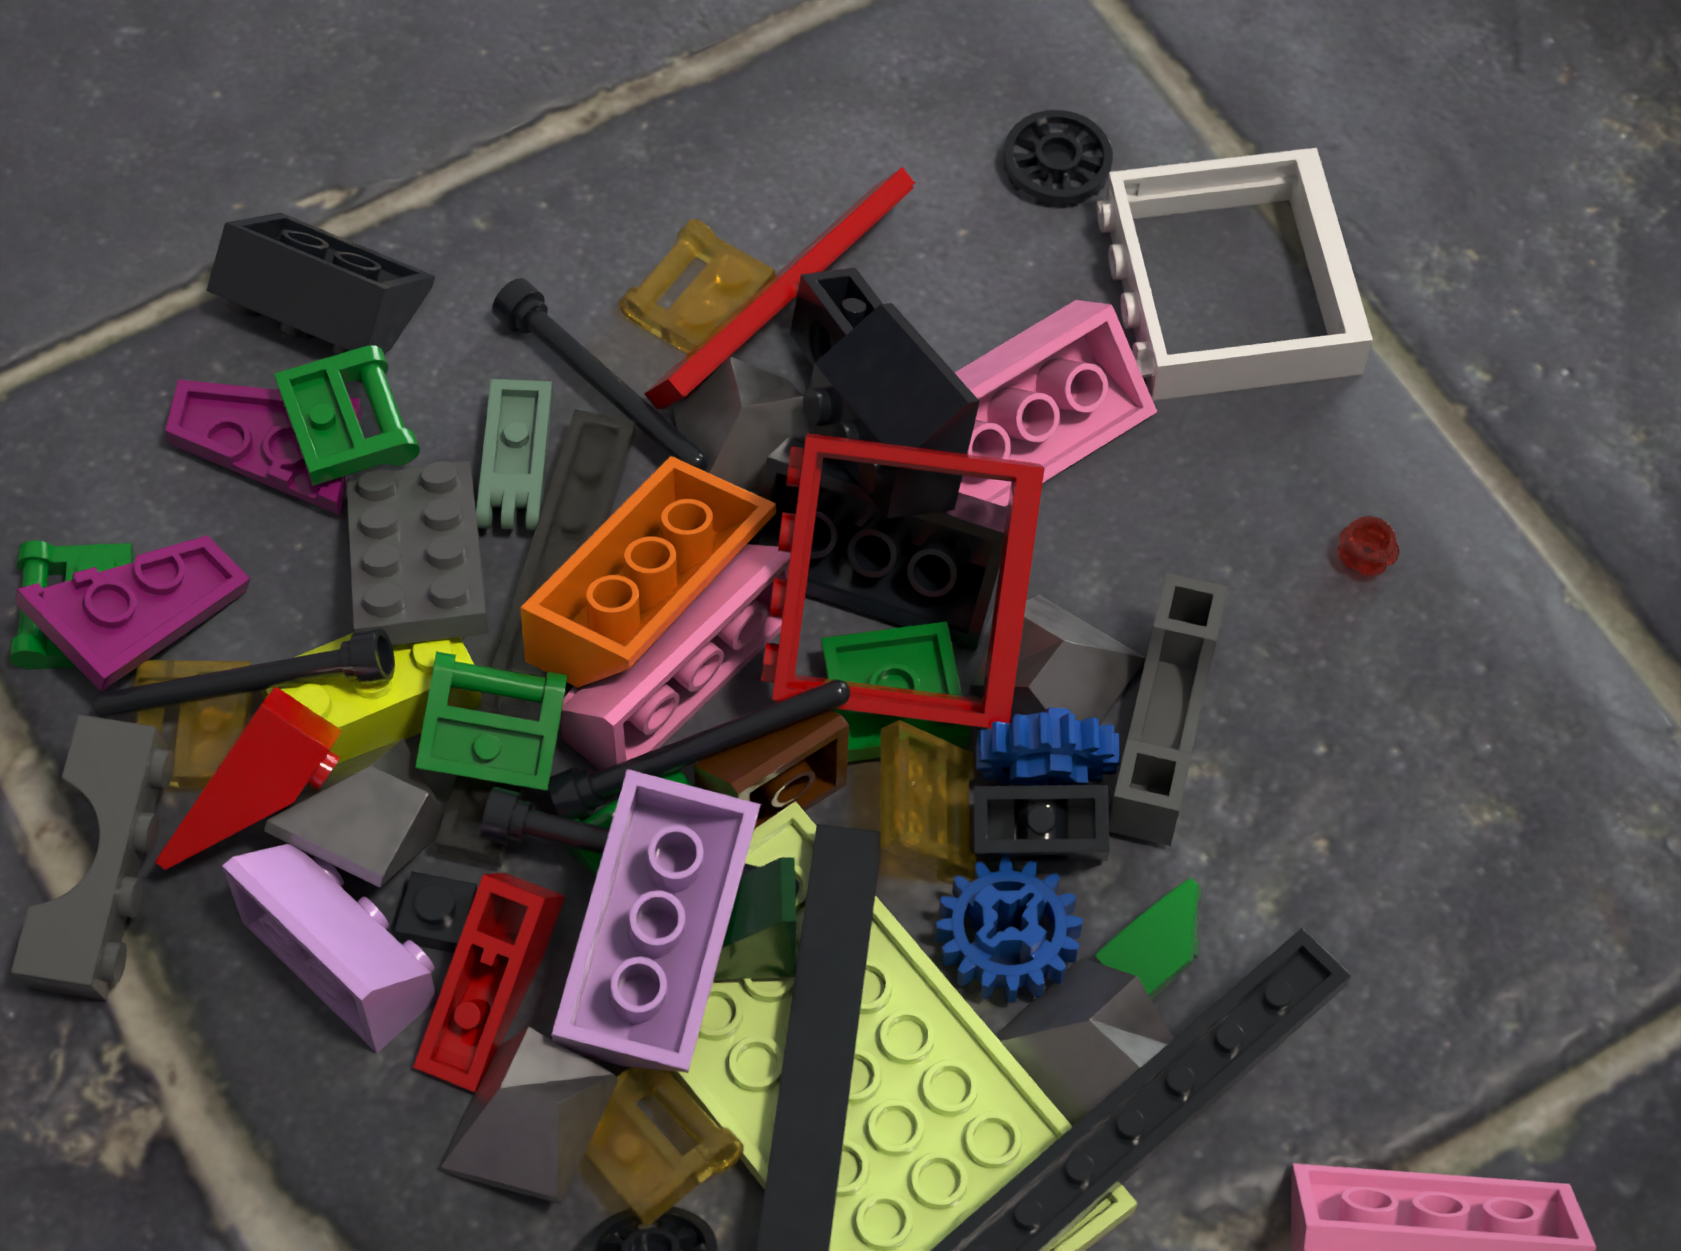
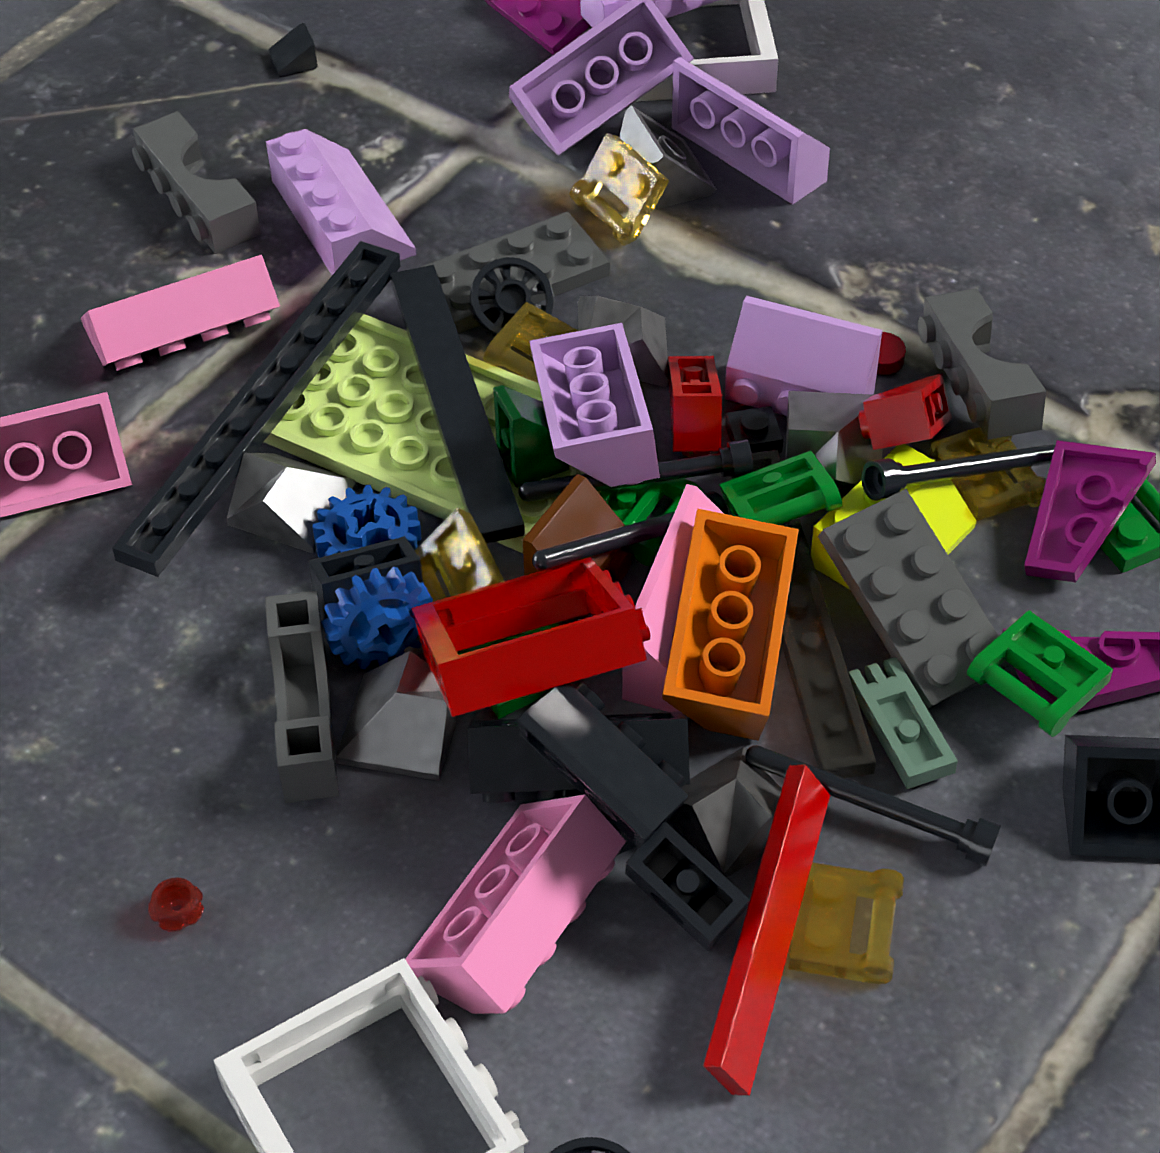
camera: 160 degrees right, 10 degrees down
(188, 973) = (891, 354): none -> dark red tile
(1159, 941) = (259, 561): green slope -> none

